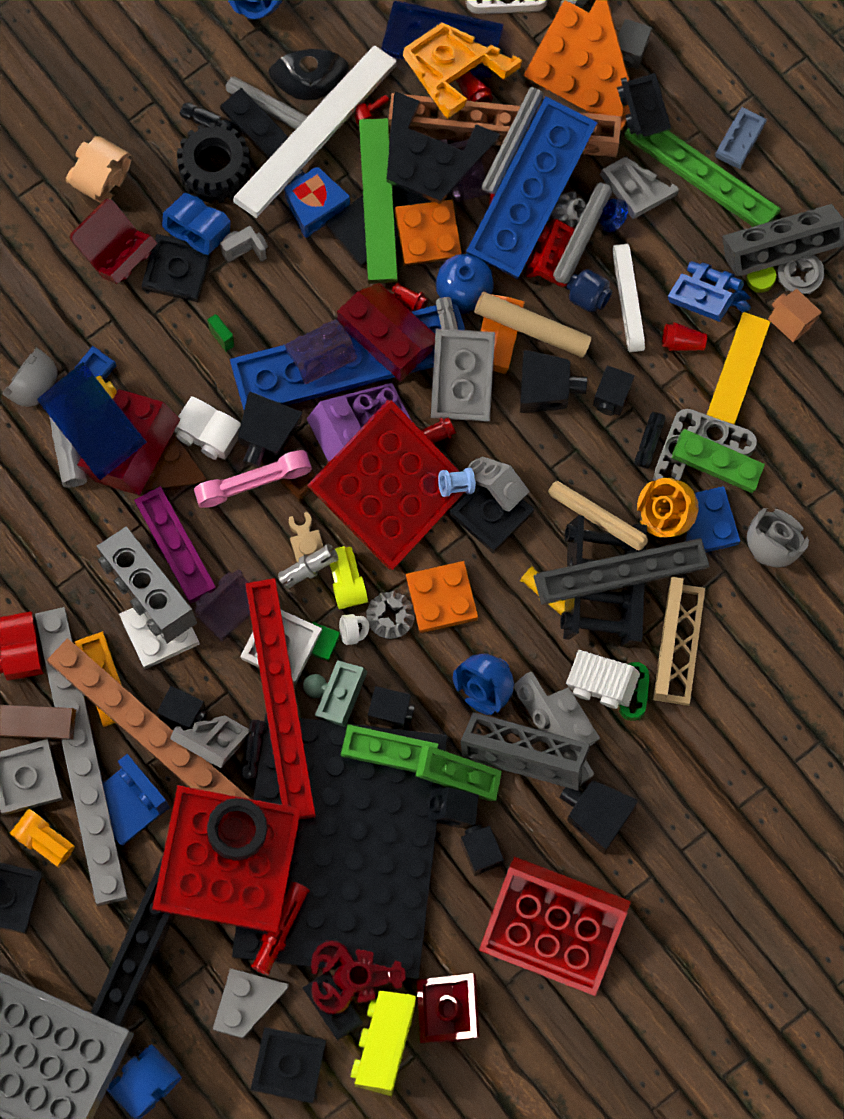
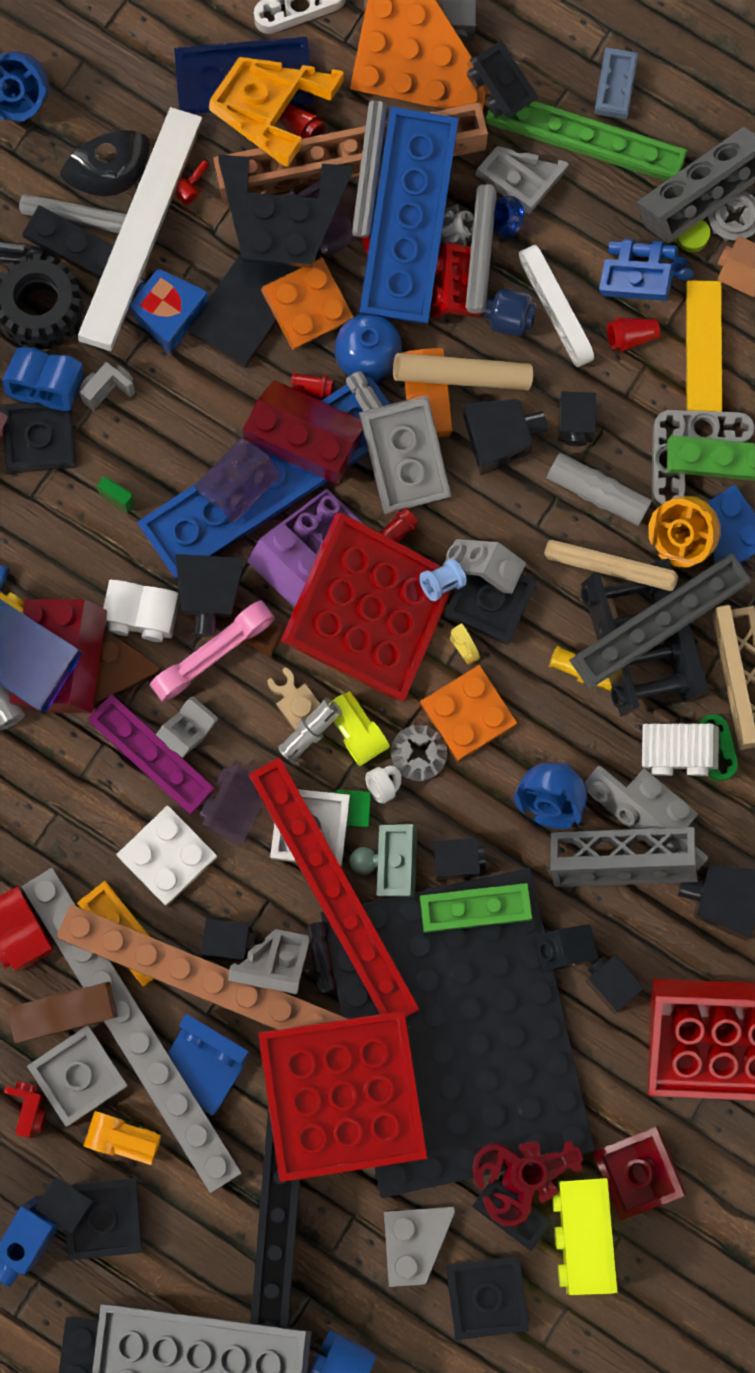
camera: 20 degrees left, 5 degrees up
(124, 549) = (97, 778): brick -> none
(211, 533) = (187, 727): none -> light grey bracket
(226, 807) = (371, 1055): black tyre -> none
(273, 942) = (424, 1170): red pin -> none
(377, 201) = (239, 286): bright green tile -> none
(457, 541) = (464, 644): none -> light yellow tile
(458, 773) = (560, 908): bright green plate -> none
(611, 453) = (599, 489): none -> light grey axle
(649, 440) = (635, 458): black axle -> none

